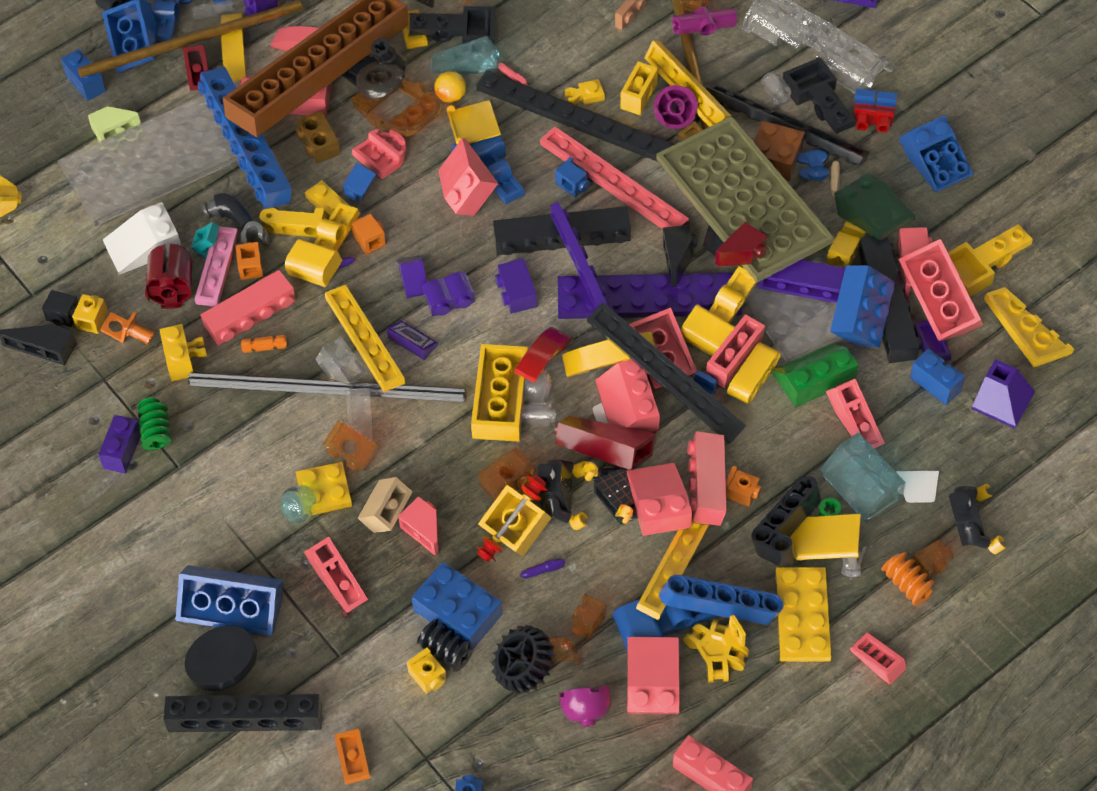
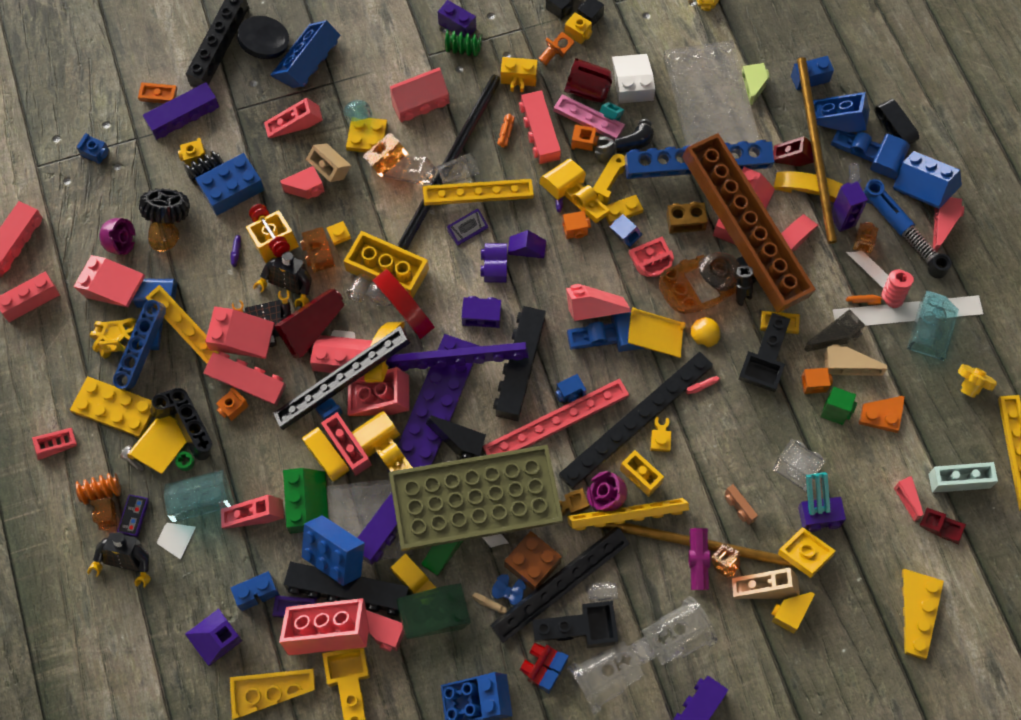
camera: 110 degrees right, 10 degrees up
(252, 441) = (419, 95): none -> coral slope
(370, 712) = (181, 111): none -> dark purple brick
(467, 58) = (729, 351): clear light blue slope -> none
(471, 466) = (338, 233): none -> yellow plate
(588, 617) = (181, 263): clear orange brick -> none
(742, 247) = (415, 467): dark red slope -> none
(917, 534) = (133, 515): none -> tile

